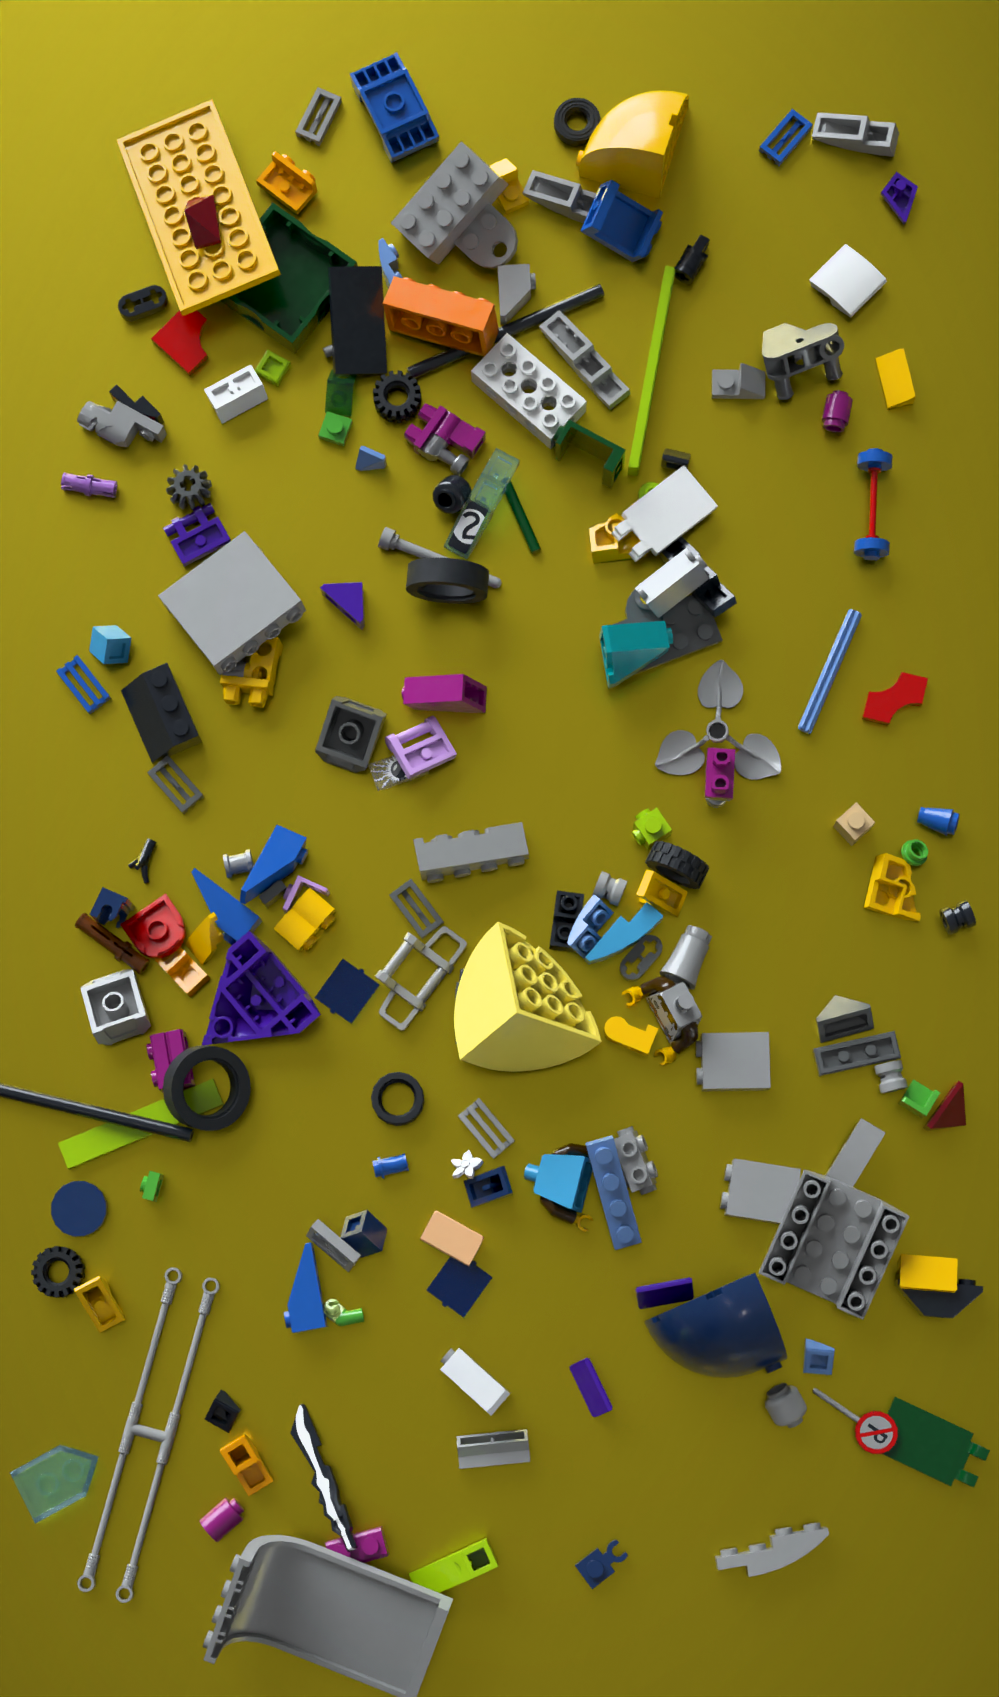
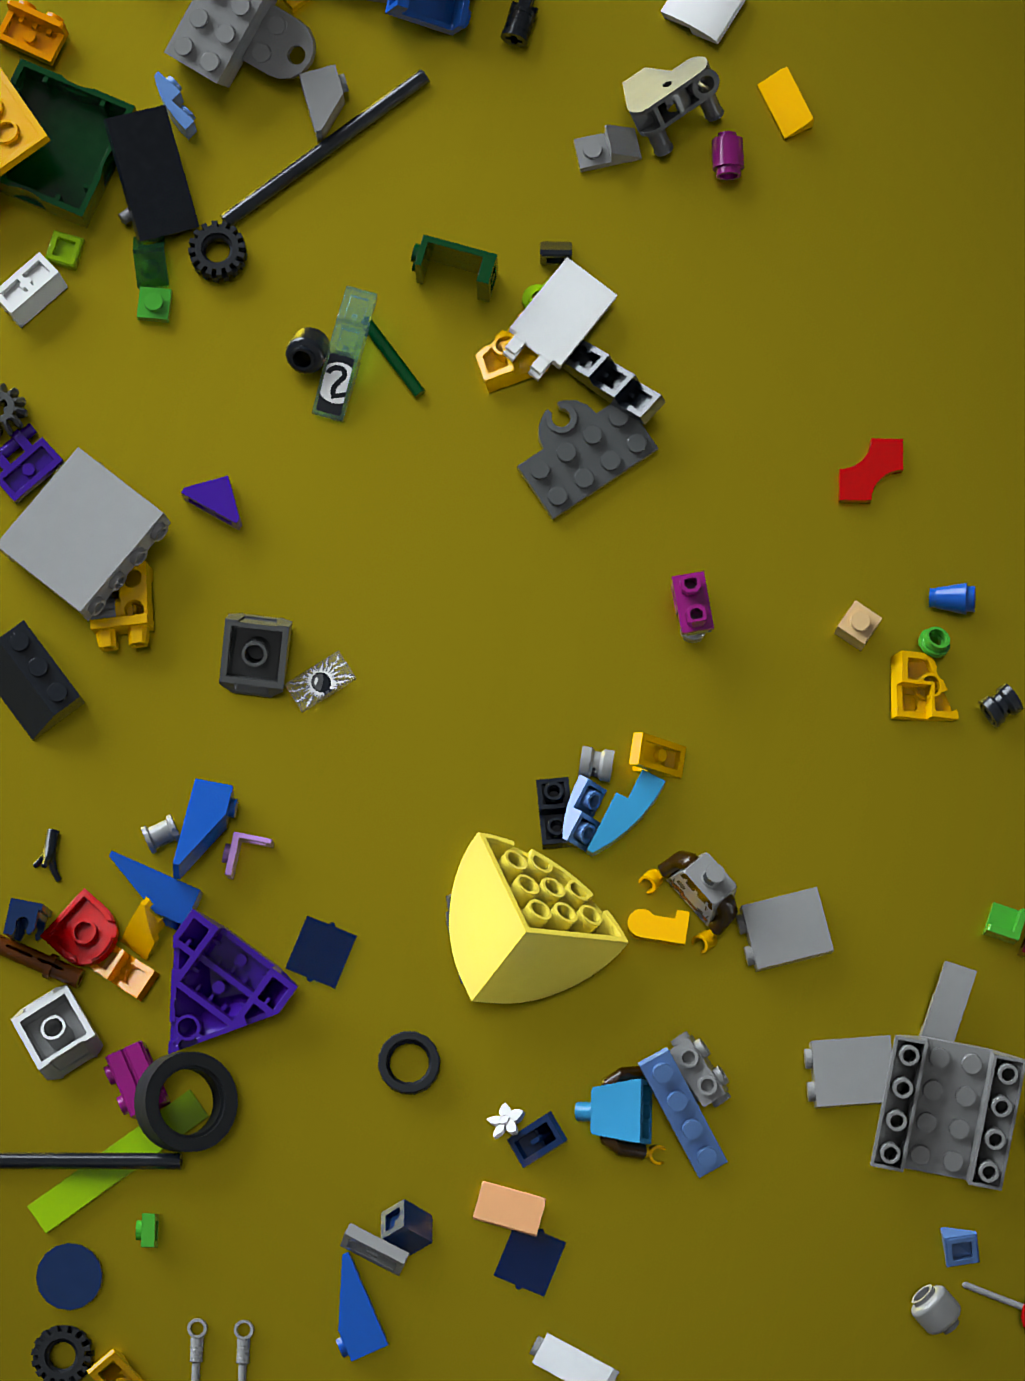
camera: 15 degrees left, 0 degrees up
(190, 801) = (88, 774): dark grey tile -> none
(273, 893) = (209, 859): dark grey tile -> none
(305, 920) = (253, 881): yellow brick -> none
(340, 1315) = (402, 1328): arm -> none
(369, 459) = (203, 331): medium blue slope -> none
(390, 1165) = (418, 1141): blue pin -> none
(391, 540) = (250, 419): light grey piece -> none
(424, 754) = (346, 658): lavender plate -> none
(424, 949) = (426, 899): light grey bar -> none
(430, 927) = (400, 856): dark grey tile -> none
(441, 316) = (247, 147): orange brick -> none
(441, 431) = (279, 279): magenta hips -> none
(445, 693) = (353, 582): magenta slope -> none
(447, 580) = (327, 451): black tyre -> none
(471, 852) = (427, 758): light grey wedge -> none
(471, 1110) = (488, 1065): light grey tile -> none
(528, 374) = (366, 190): white brick -> none
(584, 360) = (424, 161): light grey slope -> none
(591, 1387) = (709, 1342): dark purple slope -> none
(632, 647) = (557, 481): teal slope -> none
(635, 954) = (643, 832): dark grey beam -> none
(650, 828) = (627, 683): lime brick -> none
(651, 371) = (504, 156): lime tile -> none
(664, 1293) = (768, 1214): dark purple slope -> none
(673, 582) = (587, 394): light grey brick -> none
(677, 865) = (667, 719): black tyre -> none
(681, 753) = (641, 589): light grey plant -> none
(687, 957) = (704, 822): light grey plant -> none
(722, 1332) = (844, 1242): dark blue brick -> none
(829, 671) = (789, 456): medium blue axle -> none
(843, 1018) = (898, 850): dark grey slope -> none
(856, 1053) = (922, 887): dark grey tile -> none
(874, 462) = (785, 204): blue axle -> none
(891, 1076) = (967, 905): light grey wheel -> none

